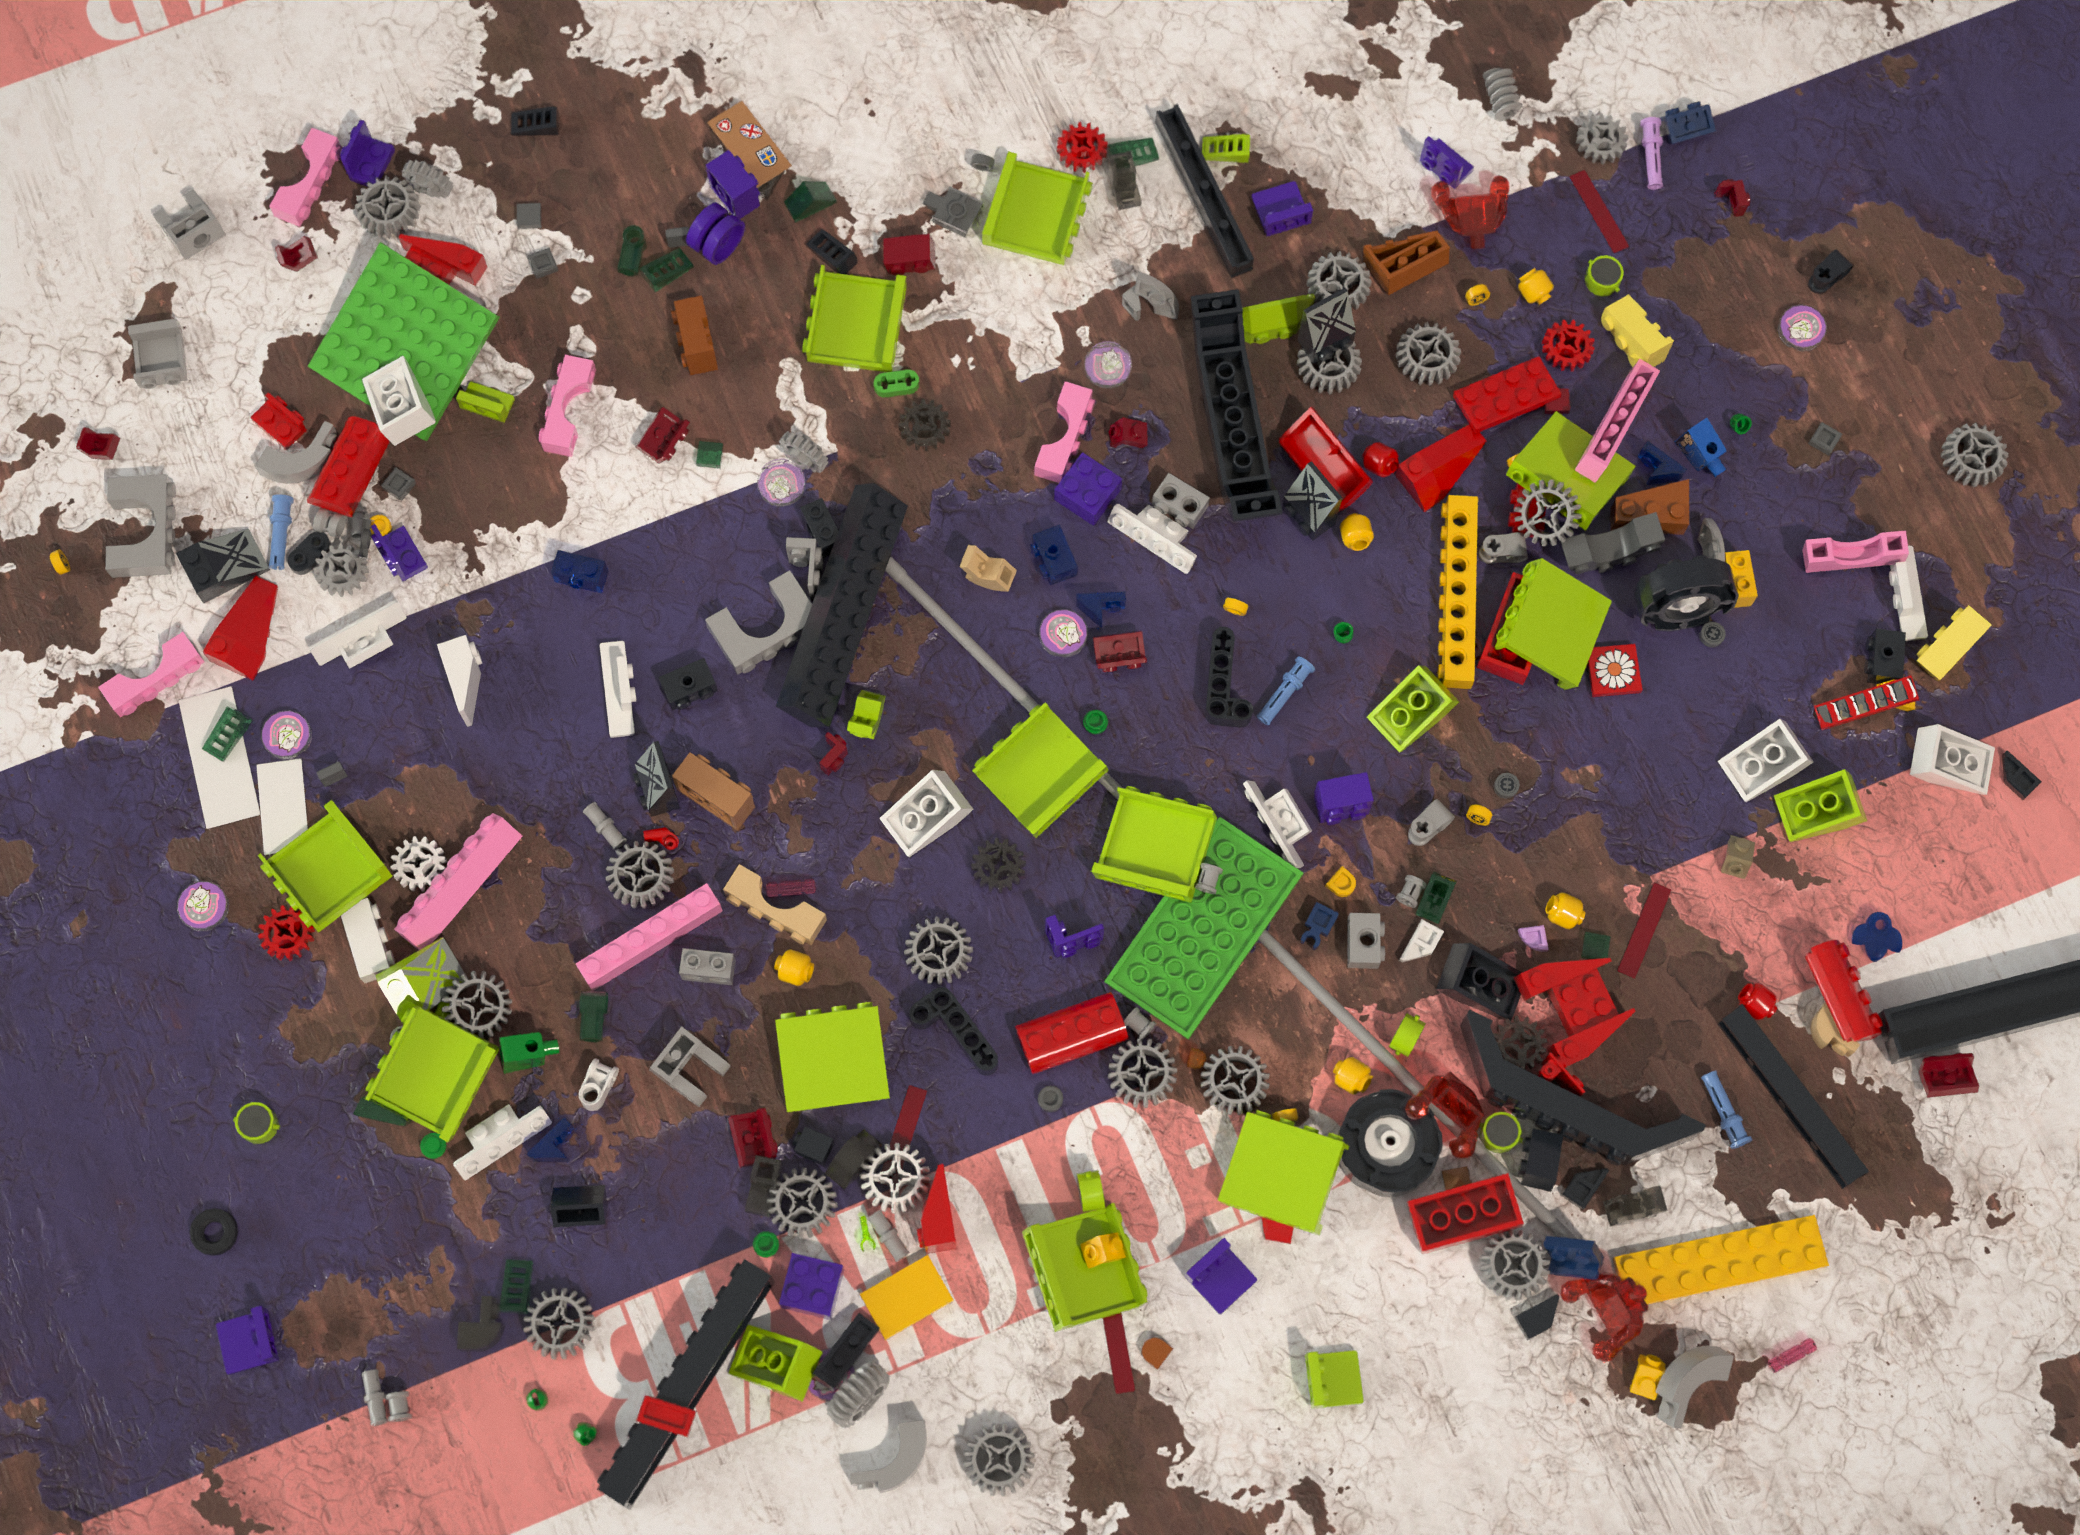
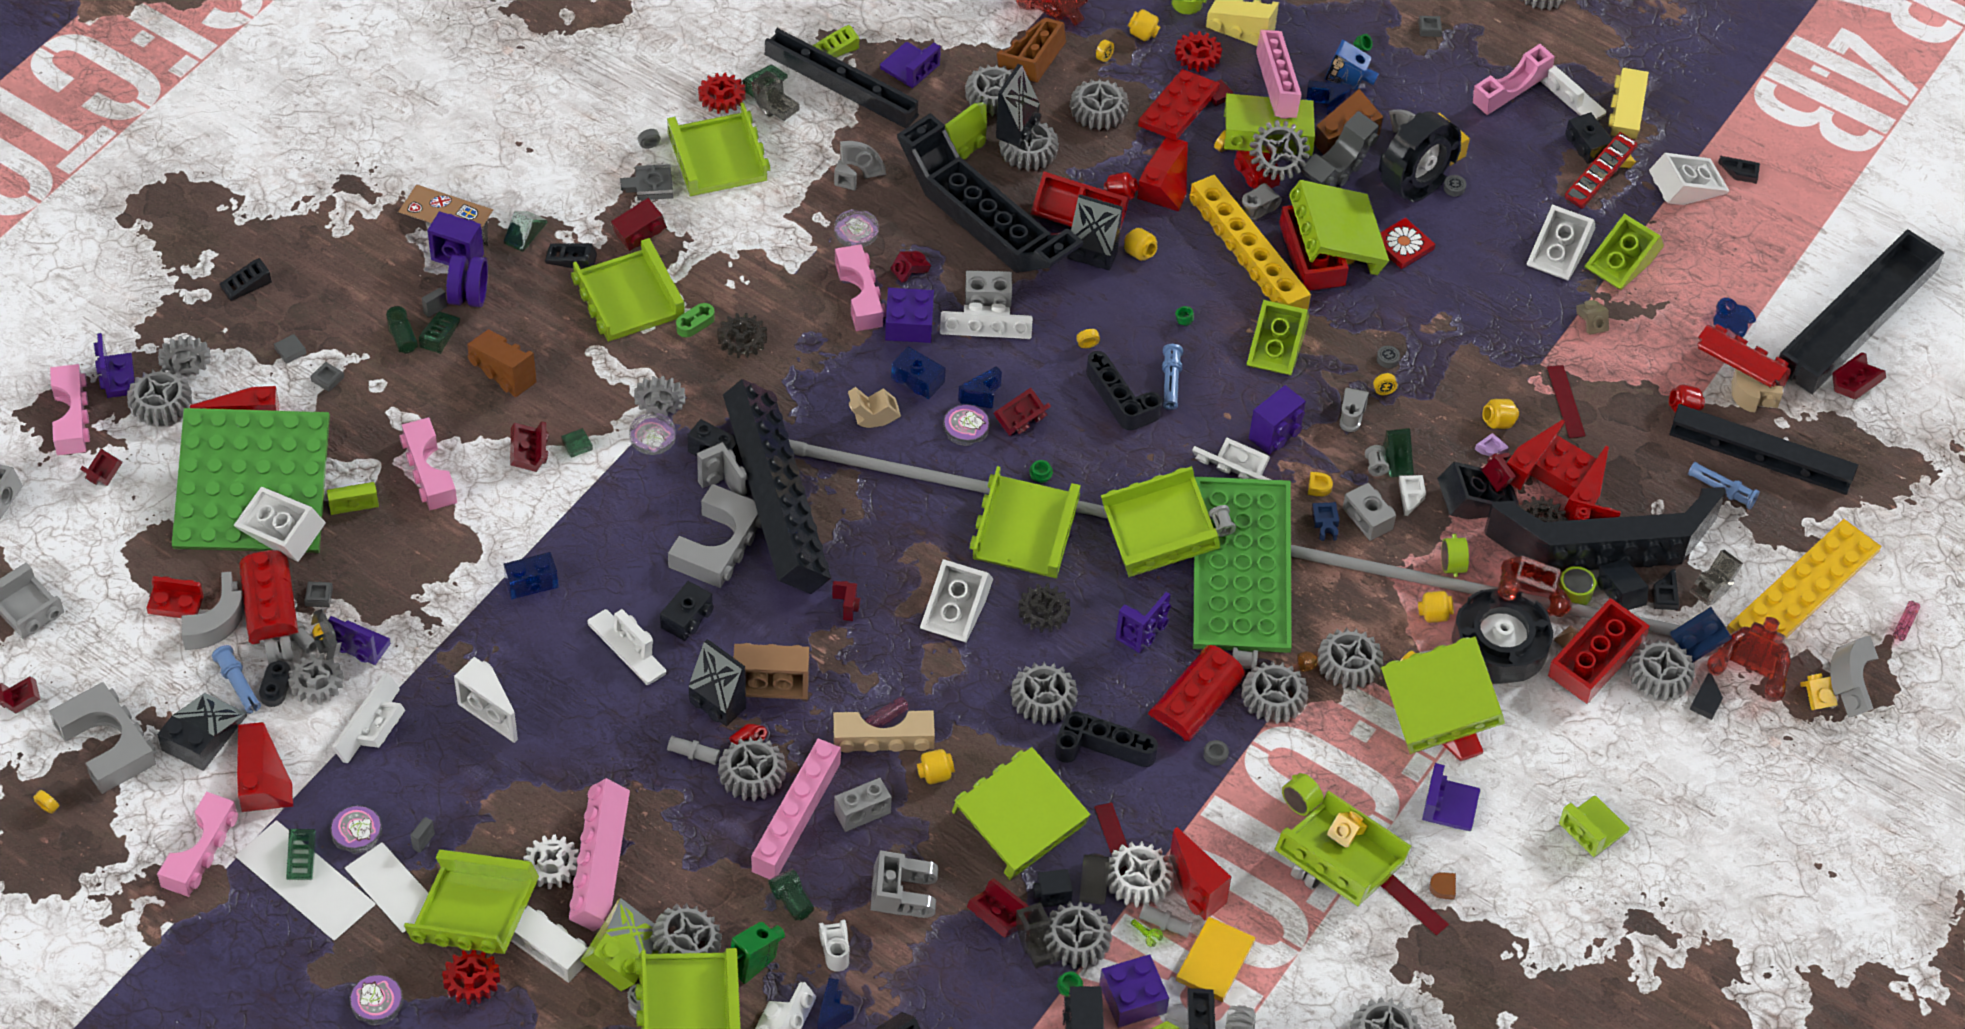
camera: 35 degrees left, 20 degrees down
(866, 715) = (854, 557): lime brick -> none
(1509, 974) = (1498, 471): none -> dark red bracket
(1595, 946) = (1538, 425): clear green tile -> none

